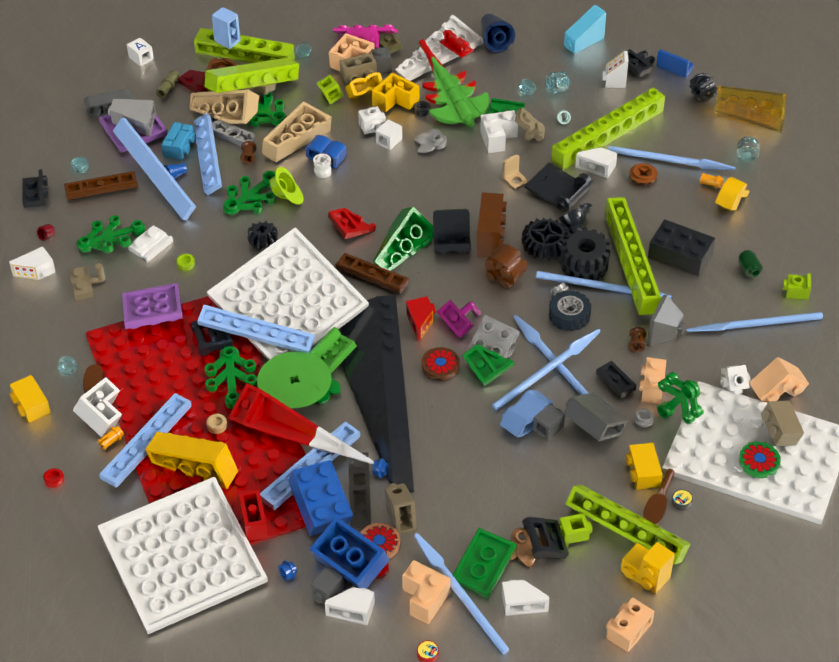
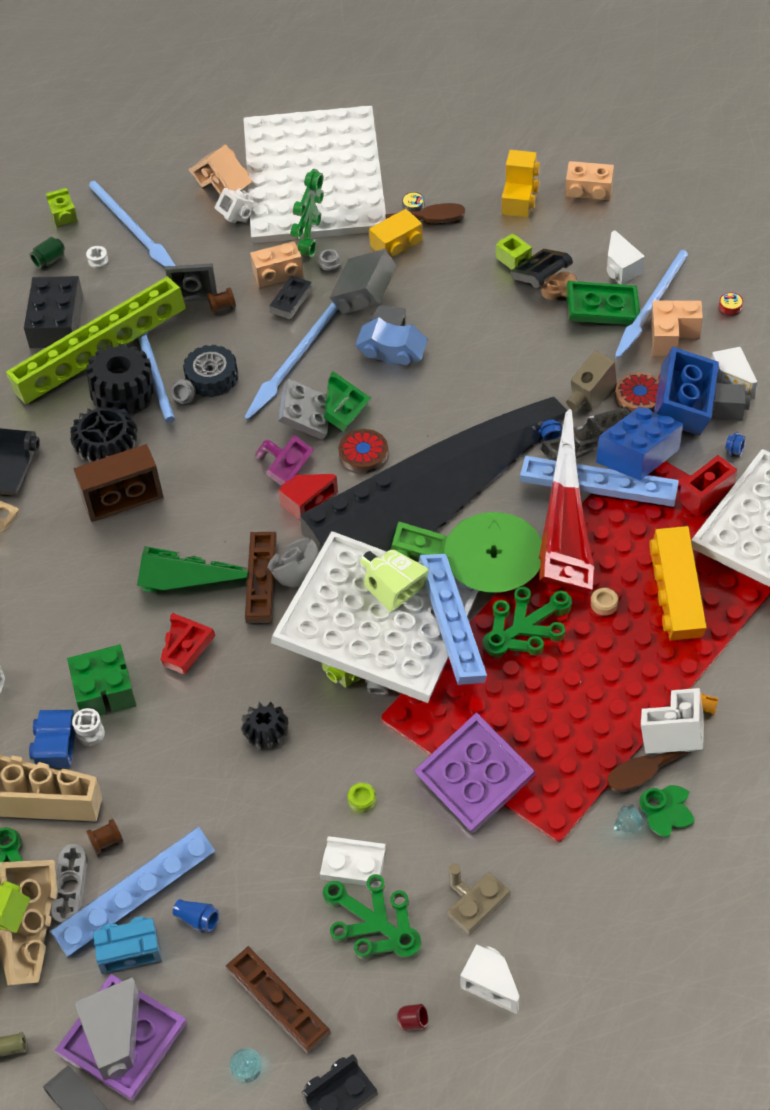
camera: 115 degrees left, 5 degrees up
(29, 399) = (713, 824): yellow brick -> none
(60, 386) = (669, 812): none -> green plate
(135, 450) = (682, 651): light blue plate -> none
(154, 169) = (209, 936): light blue tile -> none
(218, 338) = (463, 691): black plate -> none
(233, 205) = (188, 793): green plant -> none
(285, 187) = (159, 746): lime piece -> none
(304, 308) = (393, 577): none -> yellowish green torso
(352, 173) = (99, 674): none -> green piece
(364, 282) = (295, 563): none -> light grey cylinder
(451, 230) = (155, 519): black bracket -> none
(505, 266) = (181, 442): reddish brown brick -> none
(574, 349) = (325, 356): light blue piece -> none
(576, 217) = (51, 418): black hair -> none
(625, 521) = (481, 217): lime brick -> none
(732, 292) = (101, 253): none -> white bush
(759, 459) = (334, 155): tile -> none
(782, 423) = (283, 145): dark tan brick -> none

